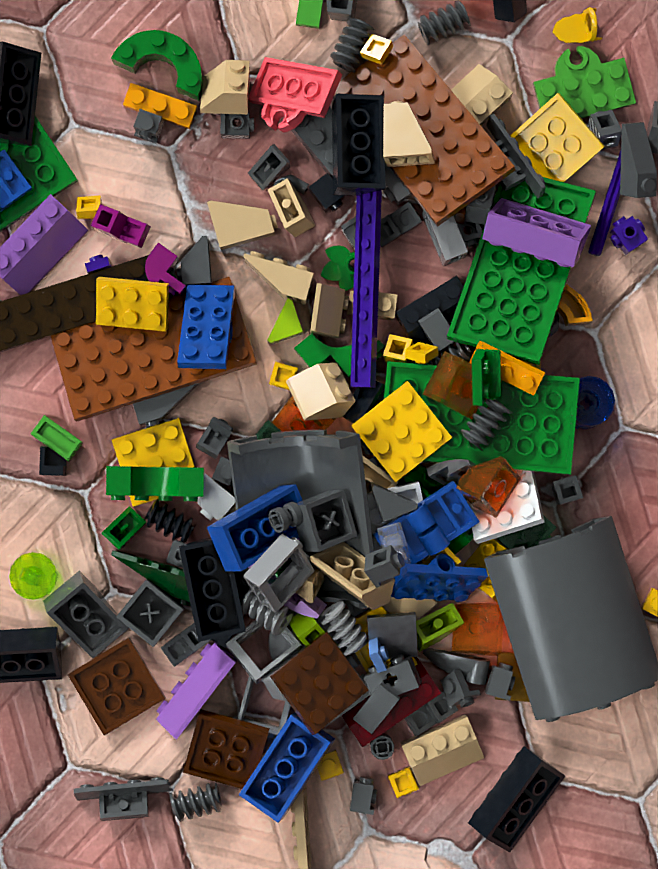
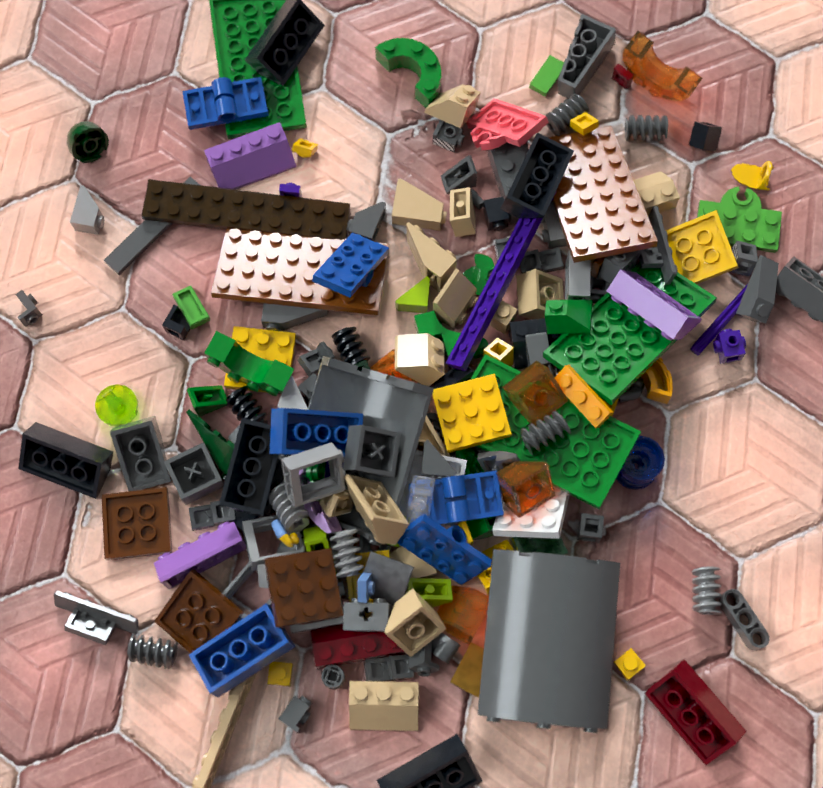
camera: 30 degrees right, 15 degrees down
(120, 226) = (320, 170): magenta brick -> none
(132, 303) = (301, 226): yellow plate -> none
(148, 126) = (380, 108): dark grey brick -> none
(159, 266) = (336, 209): magenta brick -> none
(170, 108) = (396, 100): light orange plate -> none
(244, 410) = (348, 346): none -> black piece
(267, 636) = (281, 534): none -> arm
(281, 373) = (389, 337): yellow tile -> none
(284, 517) = (340, 430): dark grey wheel -> none
(376, 708) = (342, 633): dark grey slope -> none
(383, 564) = (403, 502): dark grey brick -> none
(403, 138) = (576, 187): tan slope -> none
(403, 782) = (337, 719): yellow tile -> none
(412, 265) = (533, 291): none -> tan slope
(421, 353) = (516, 360): yellow plate -> none
(439, 665) = (413, 623): none -> tan slope
(454, 282) = (568, 316): none -> green slope
(486, 375) = (561, 390): green bracket -> none
(500, 681) = (461, 665): dark grey brick -> none

